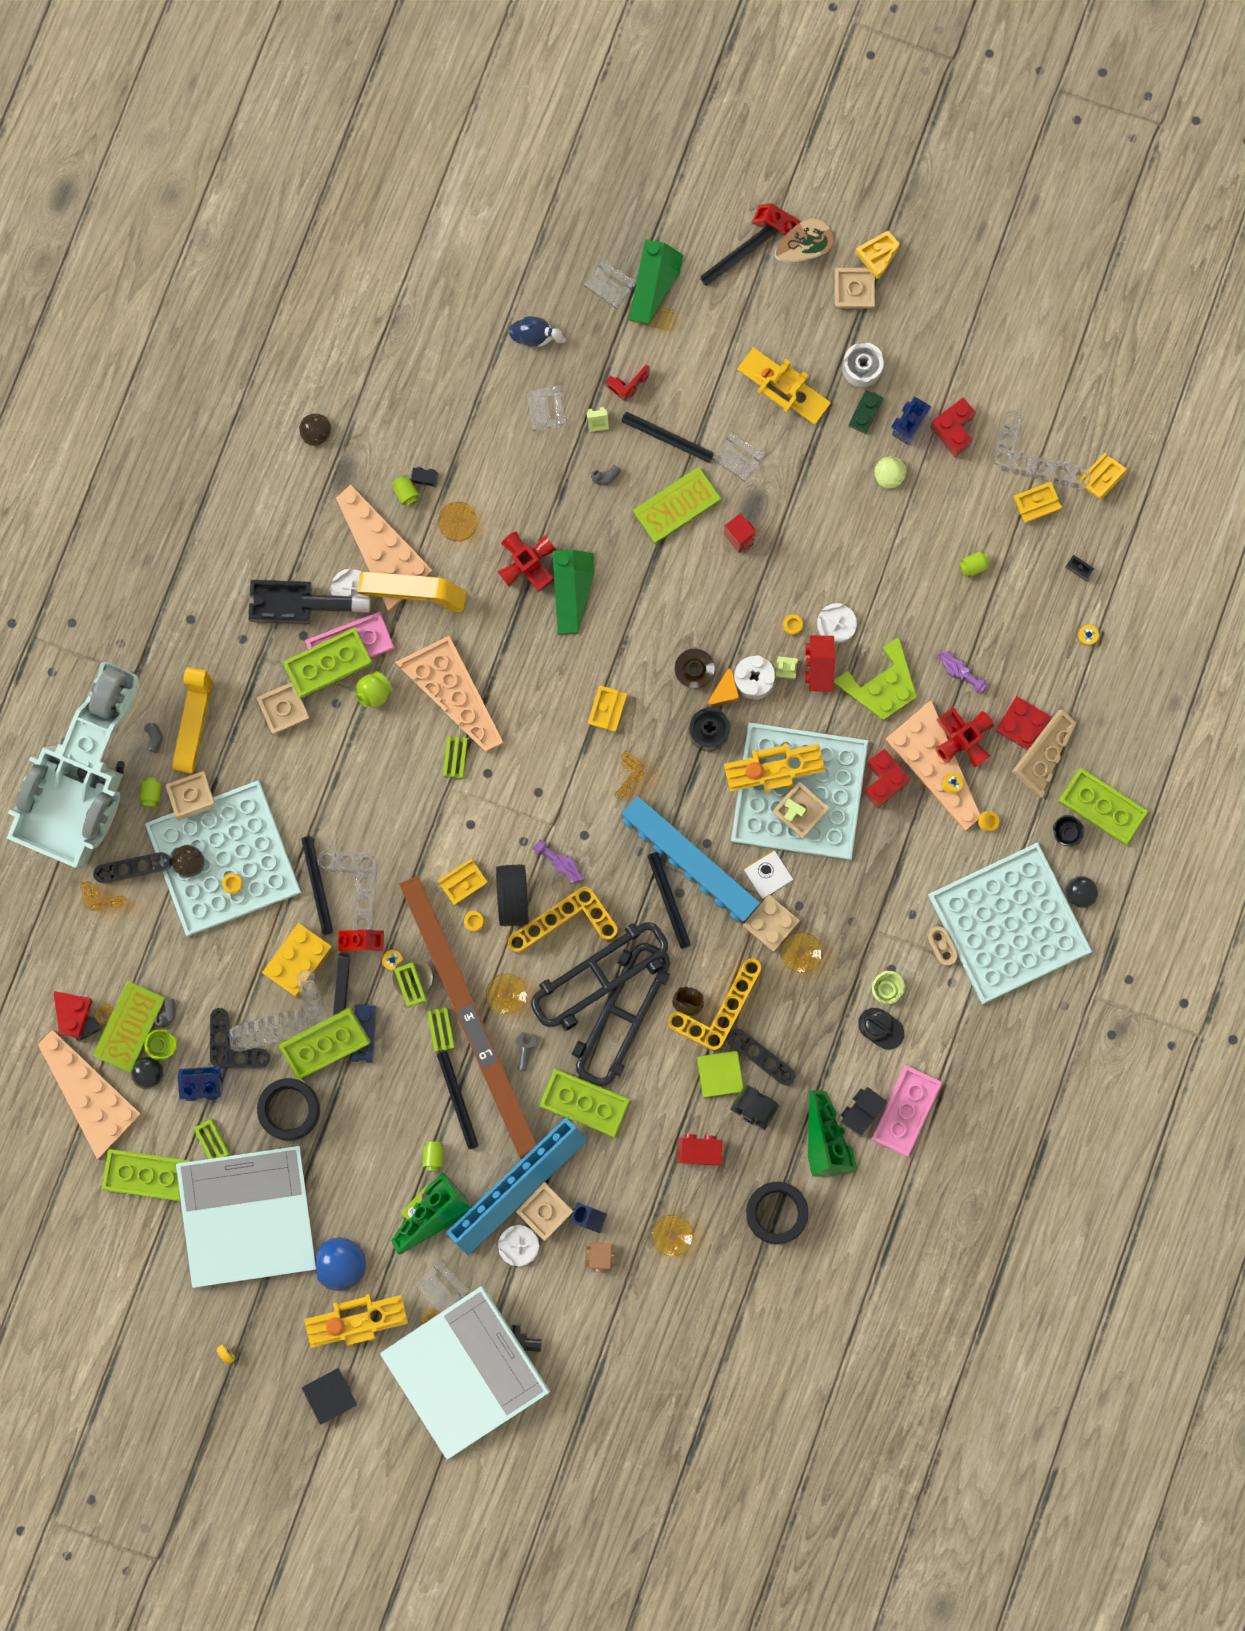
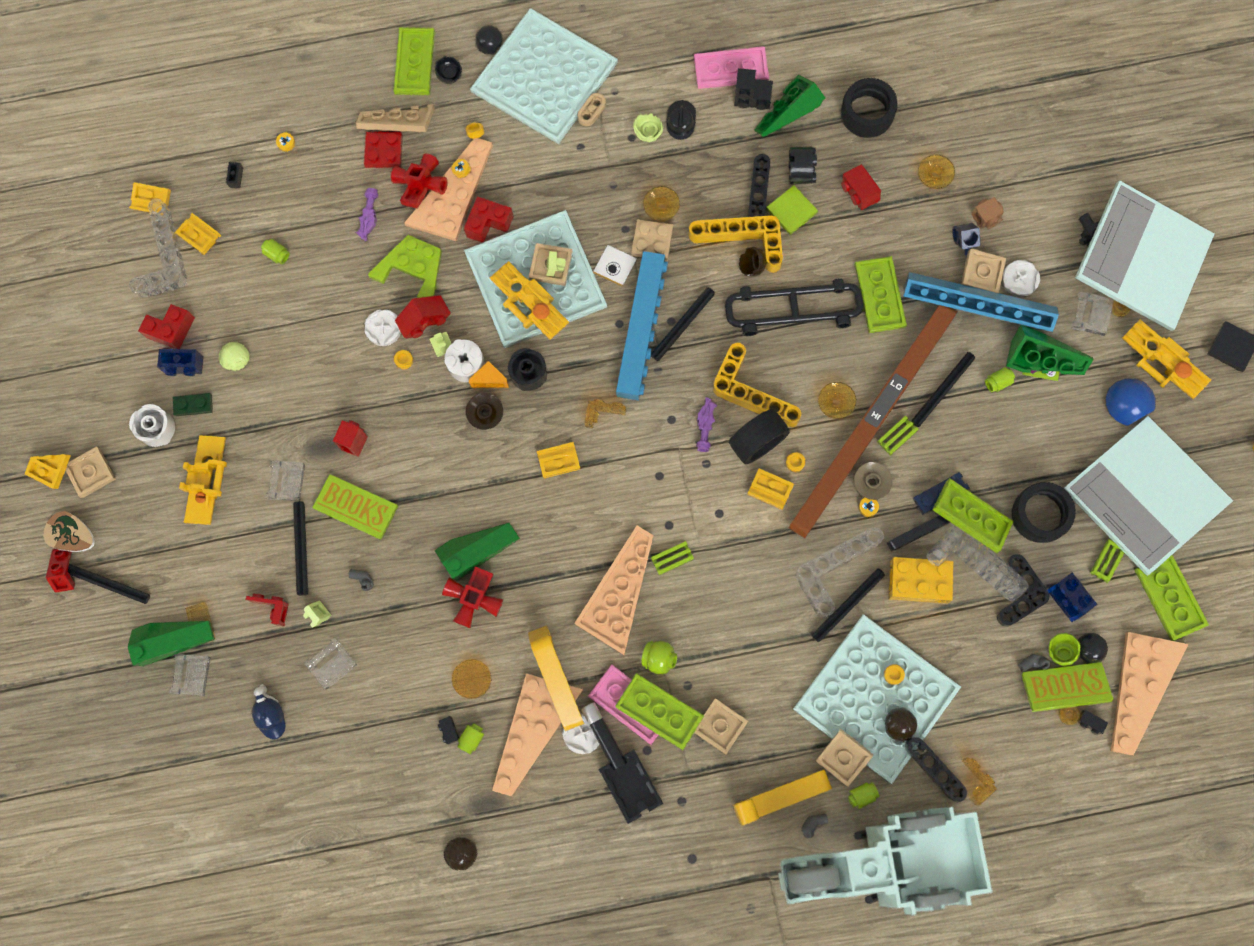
camera: 115 degrees left, 5 degrees down
(71, 1013) = (1090, 742): red wing -> none
(361, 940) = (875, 536): red bracket -> none
(416, 1001) = (871, 489): lime tile -> none
(525, 1050) = (869, 362): dark grey bar -> none
(652, 963) = (742, 302): black bar -> none

